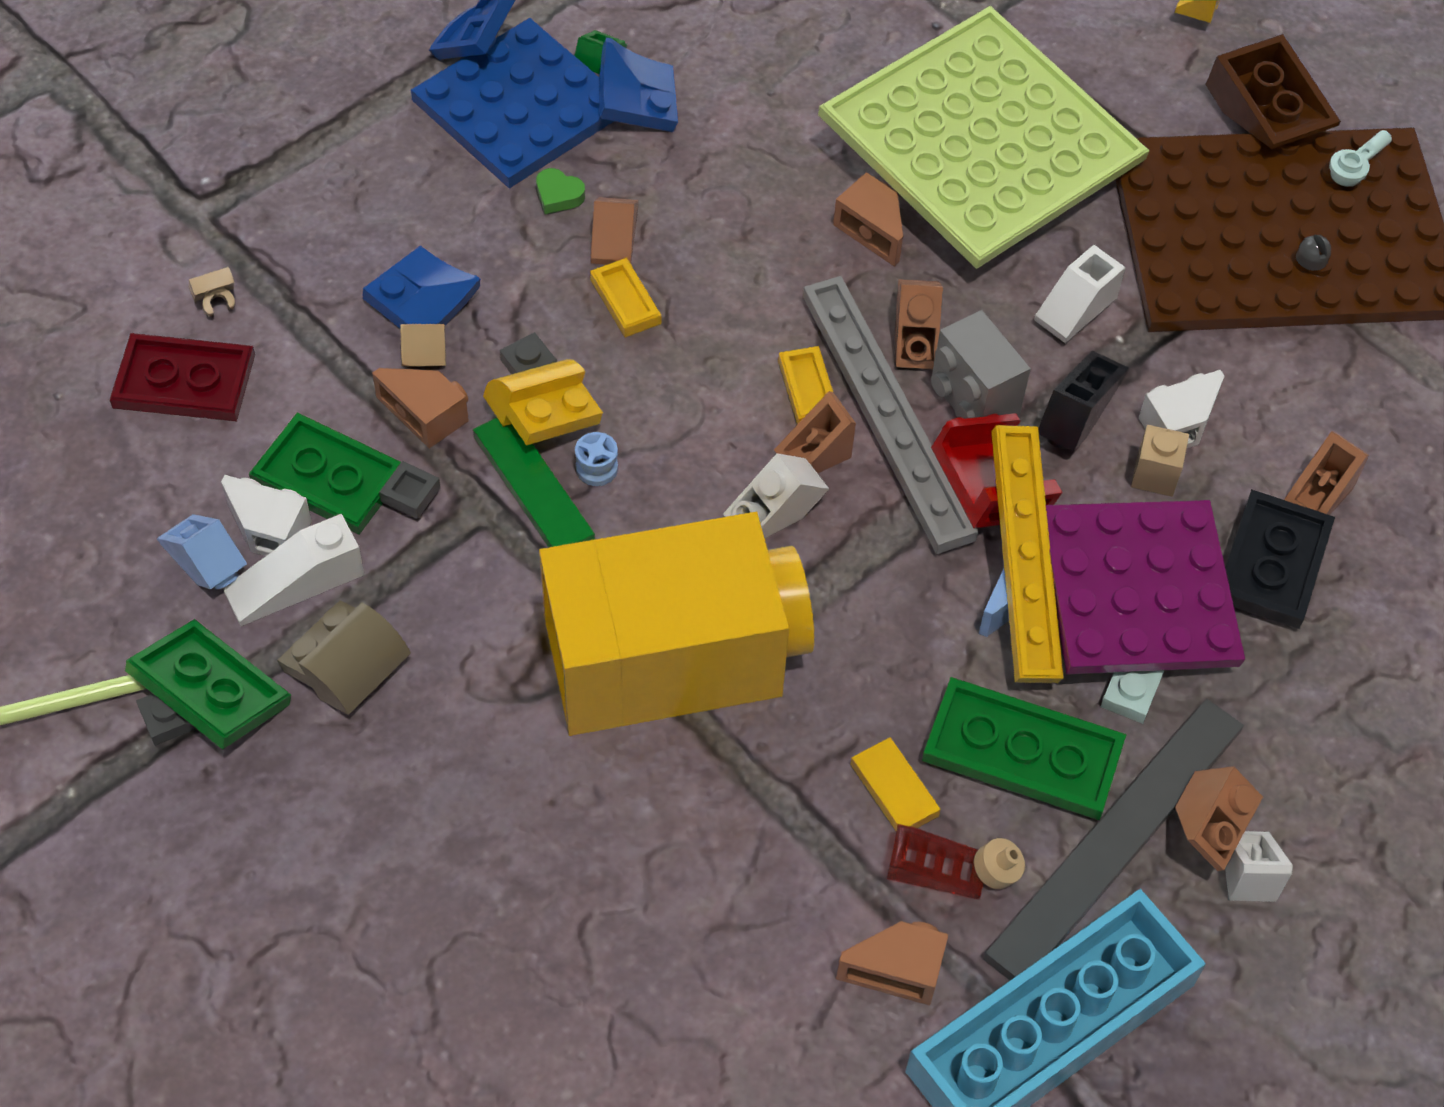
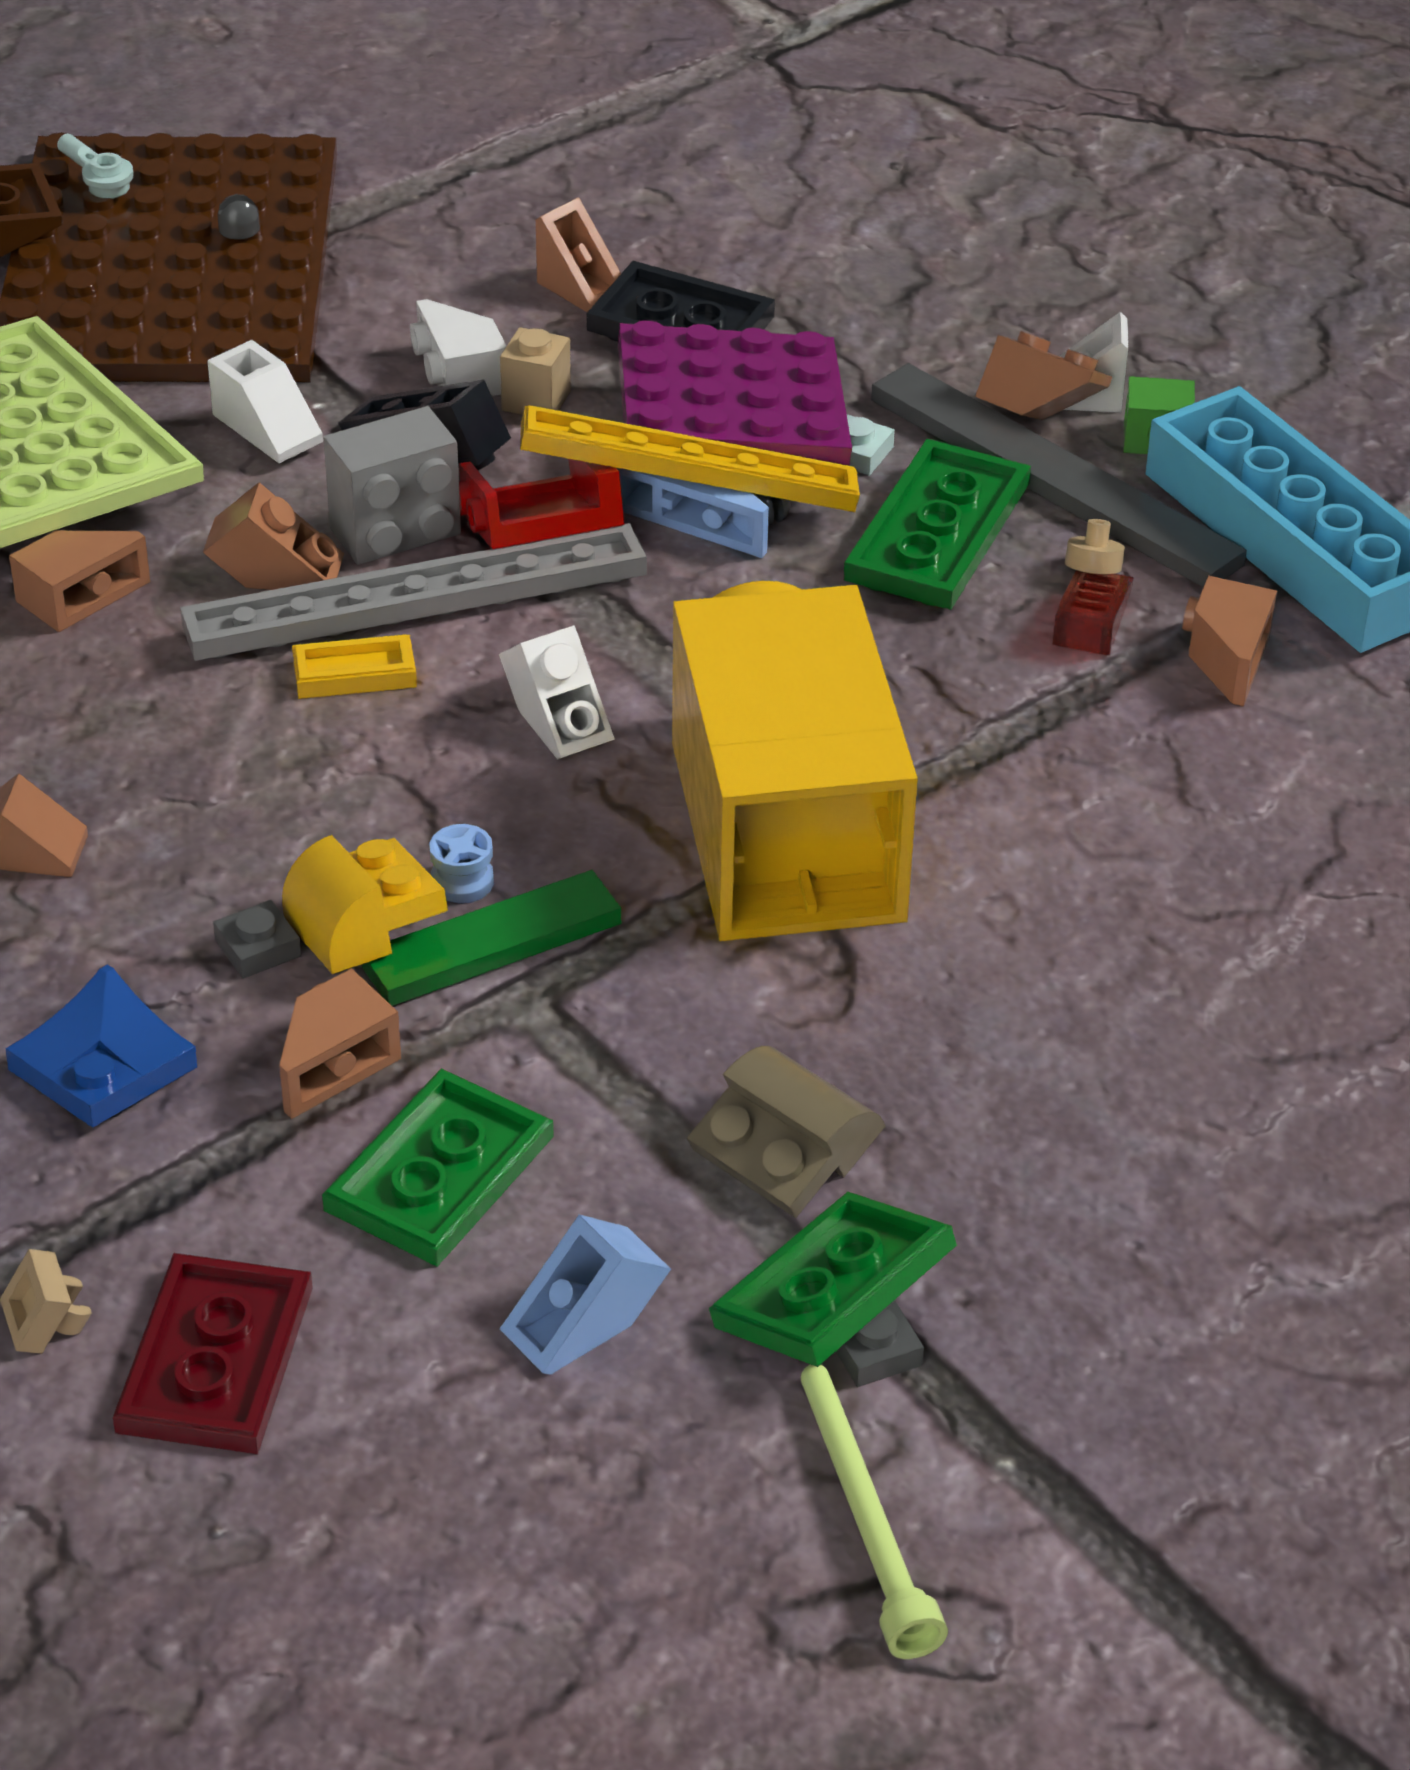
camera: 85 degrees left, 15 degrees down
(264, 513) = (526, 1217): white slope -> none
(297, 570) = (632, 1174): white slope -> none
(409, 489) = (494, 1058): dark grey plate -> none
(423, 345) = (217, 1047): tan slope -> none
(625, 297) = (155, 835): yellow tile -> none
(822, 435) = (461, 642): nougat slope -> none
(895, 785) = (988, 632): yellow tile -> none
(1203, 916) = (1150, 399): none -> bright green brick

